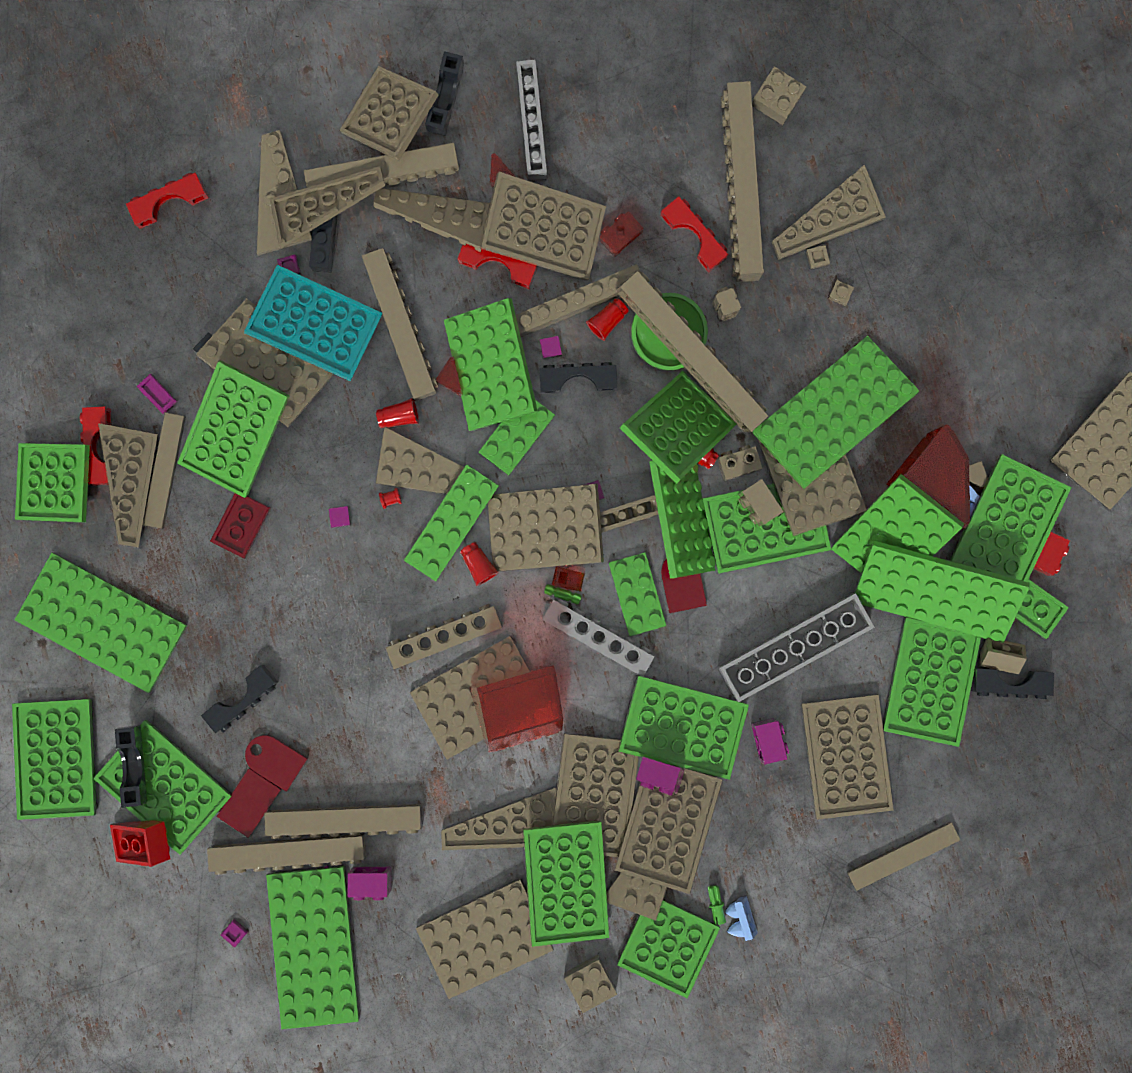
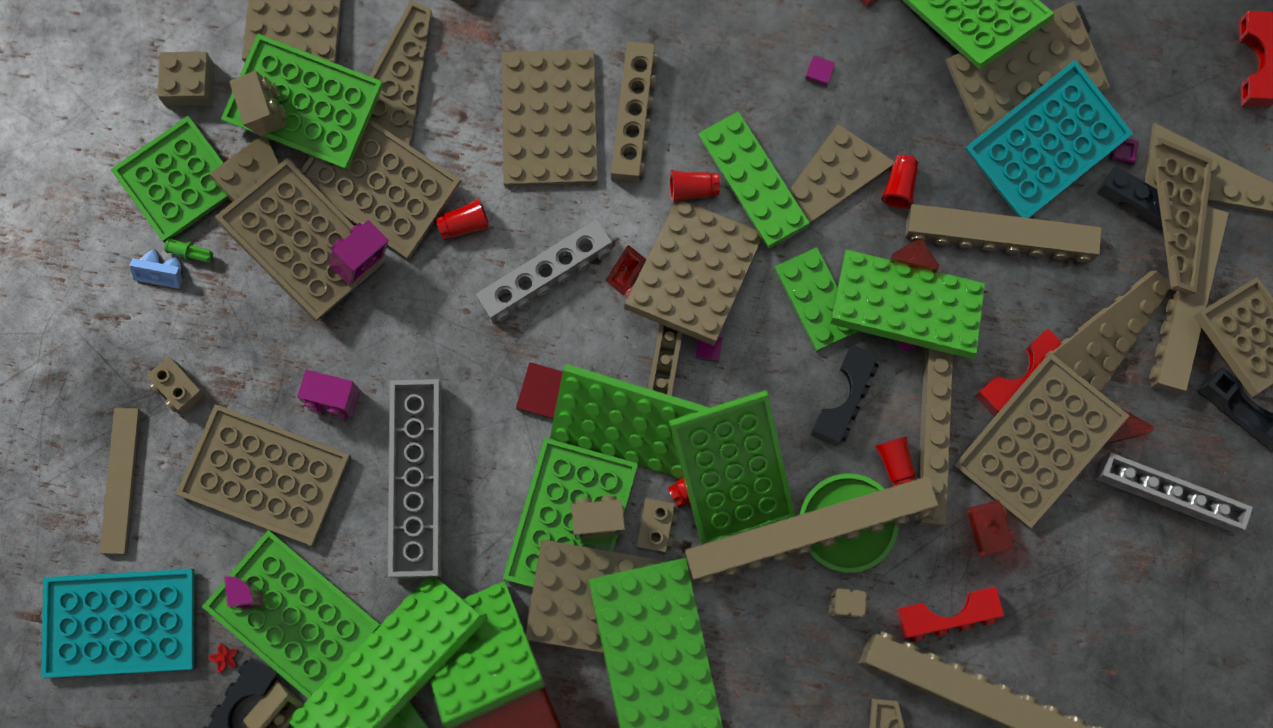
camera: 115 degrees right, 10 degrees down
(390, 498) = (813, 130): red bush -> none
(519, 708) = (513, 140): clear red windscreen -> none
(550, 347) = (896, 385): magenta tile -> none
(562, 594) = (610, 260): bright green axle -> none
(589, 911) = (258, 103): none -> dark tan brick
(591, 716) = (463, 220): none -> red plant
(637, 594) = (569, 339): bright green plate -> none
(683, 727) = (396, 311): bright green plate -> none
(818, 855) = (175, 385): none -> dark tan brick
(939, 720) = (242, 594): none -> magenta brick
(982, 713) = (224, 657): none -> red plant
(999, 798) = (118, 623): none -> teal plate

